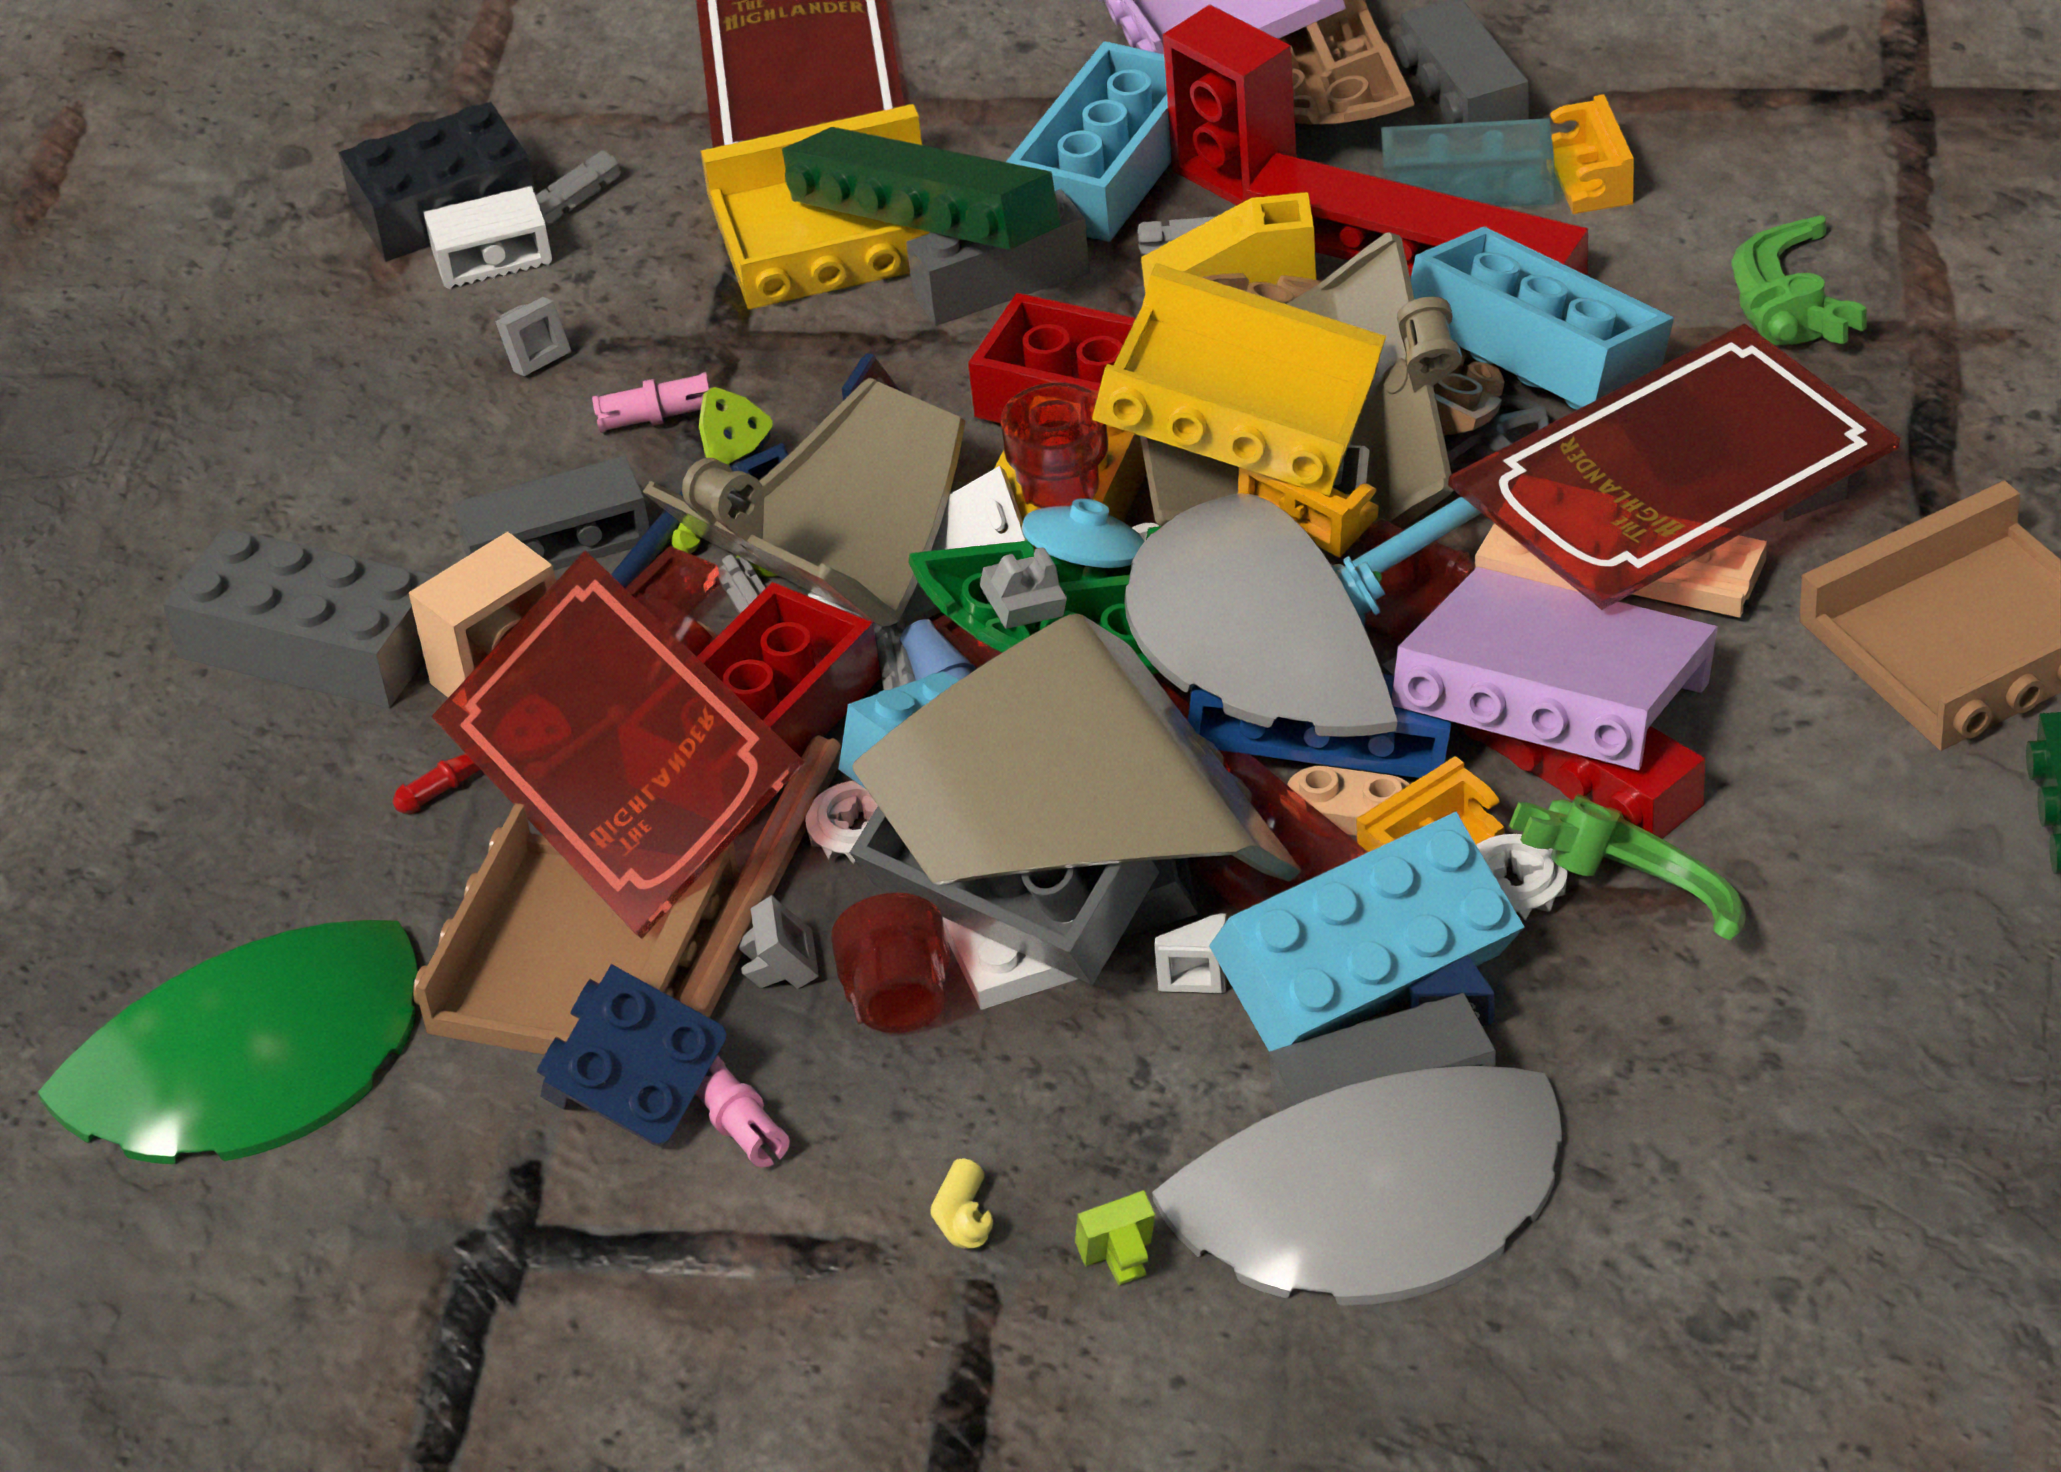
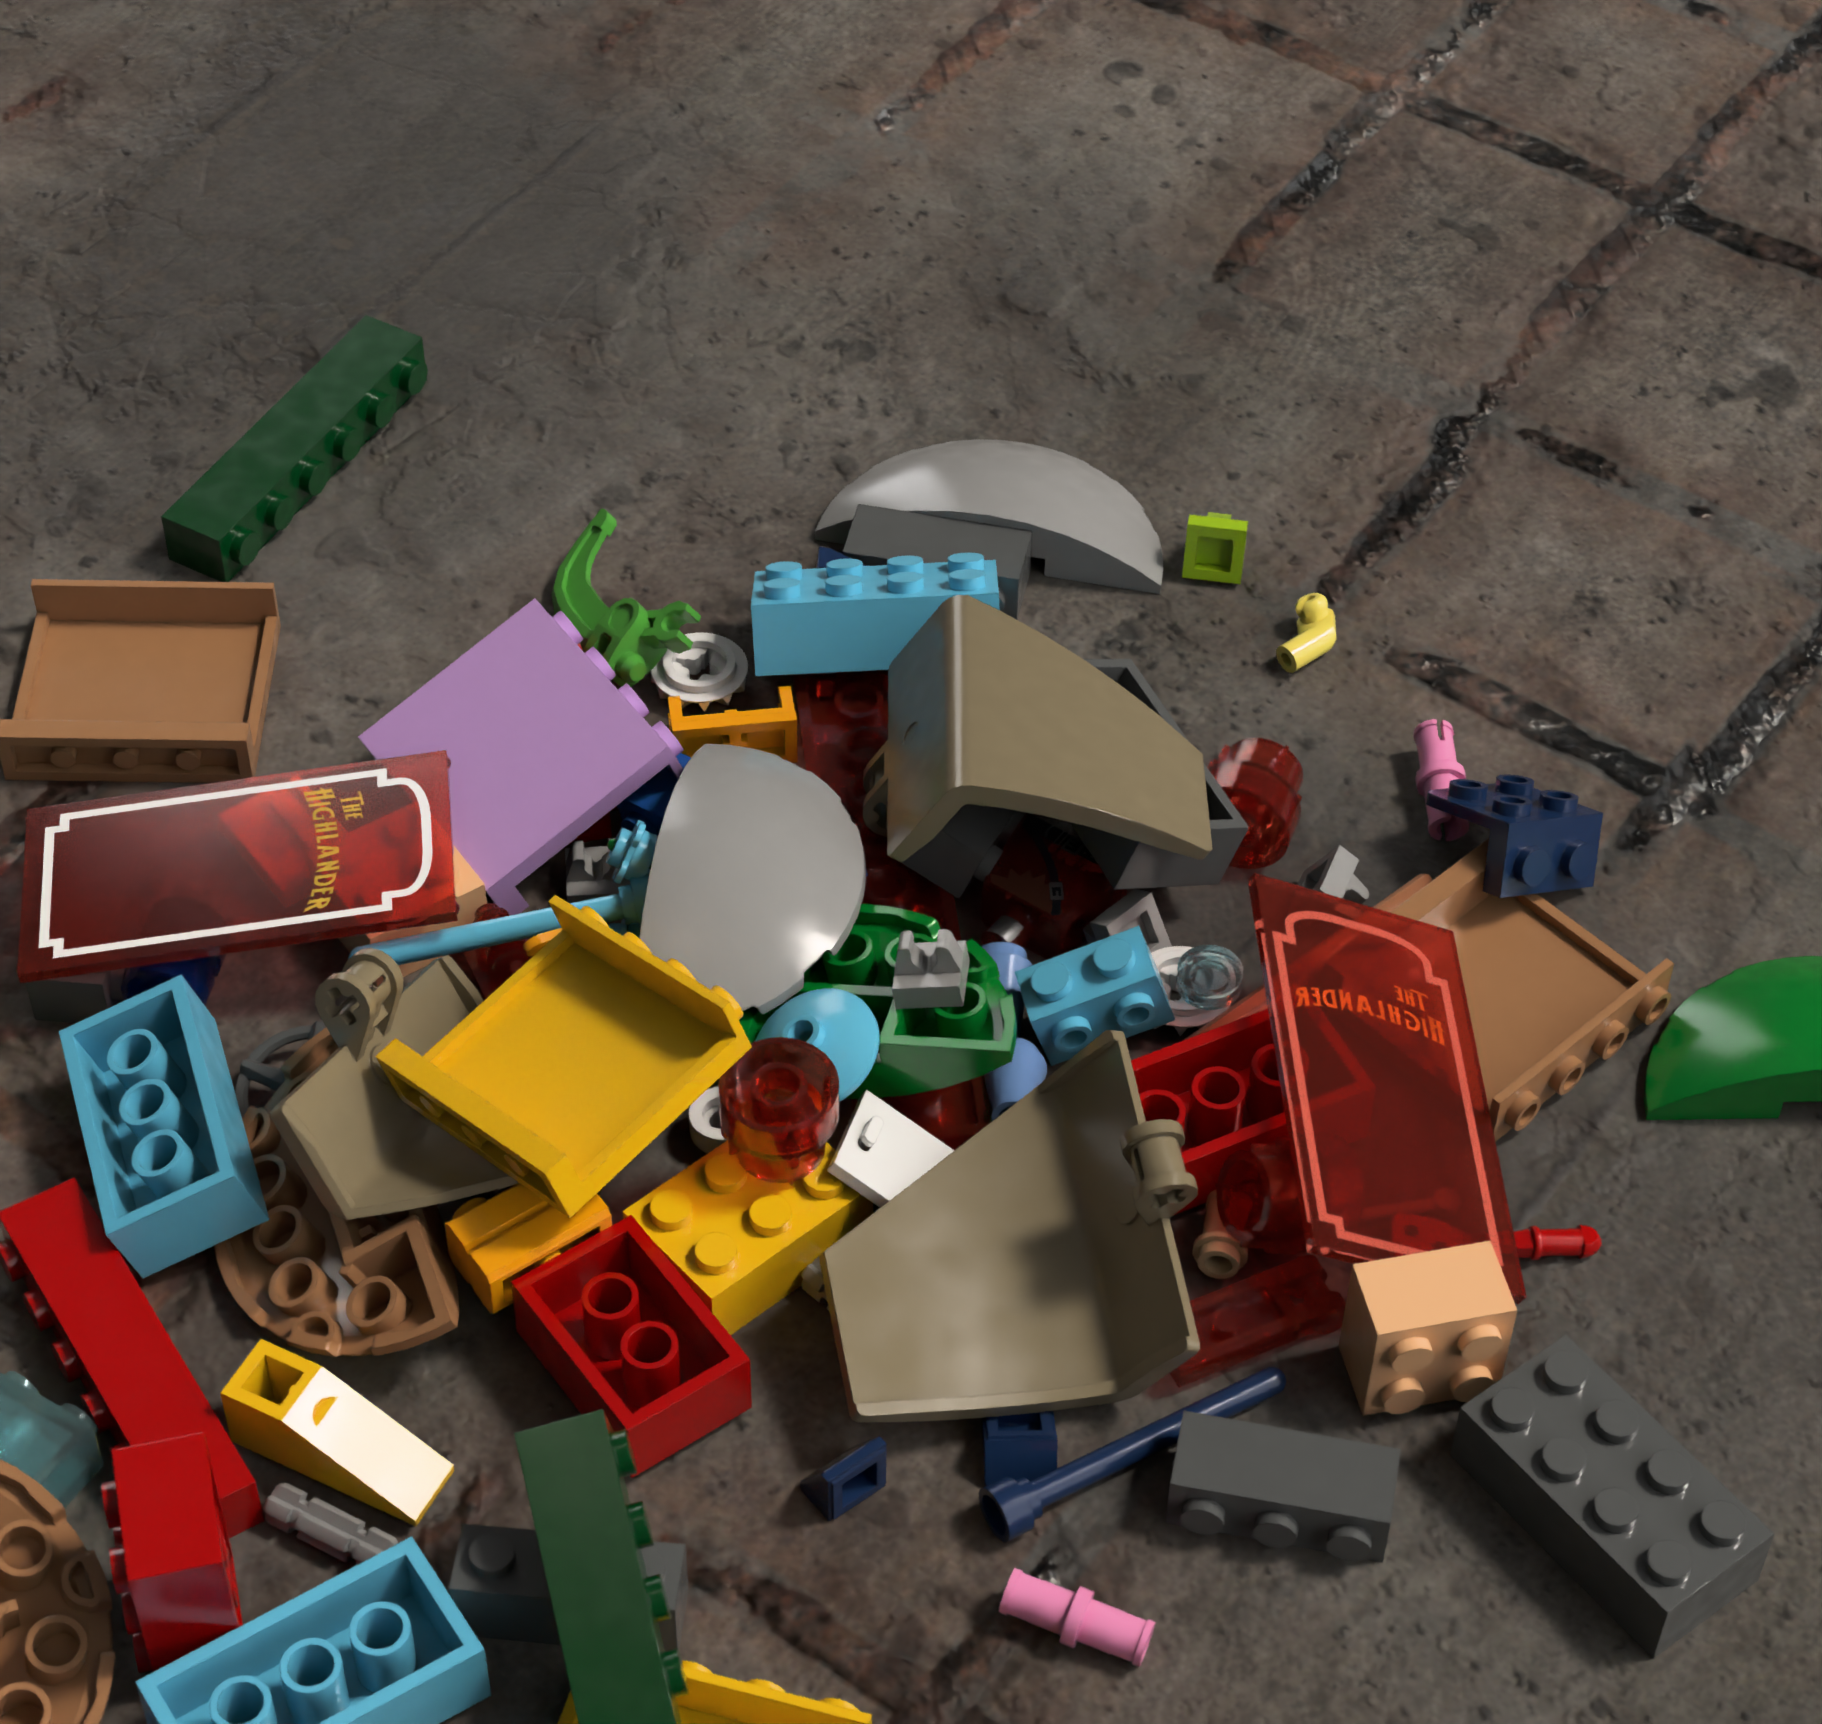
camera: 155 degrees left, 5 degrees up
(715, 444) = (1049, 1469): lime piece -> none
(828, 803) = (1209, 977): none -> clear light blue tile

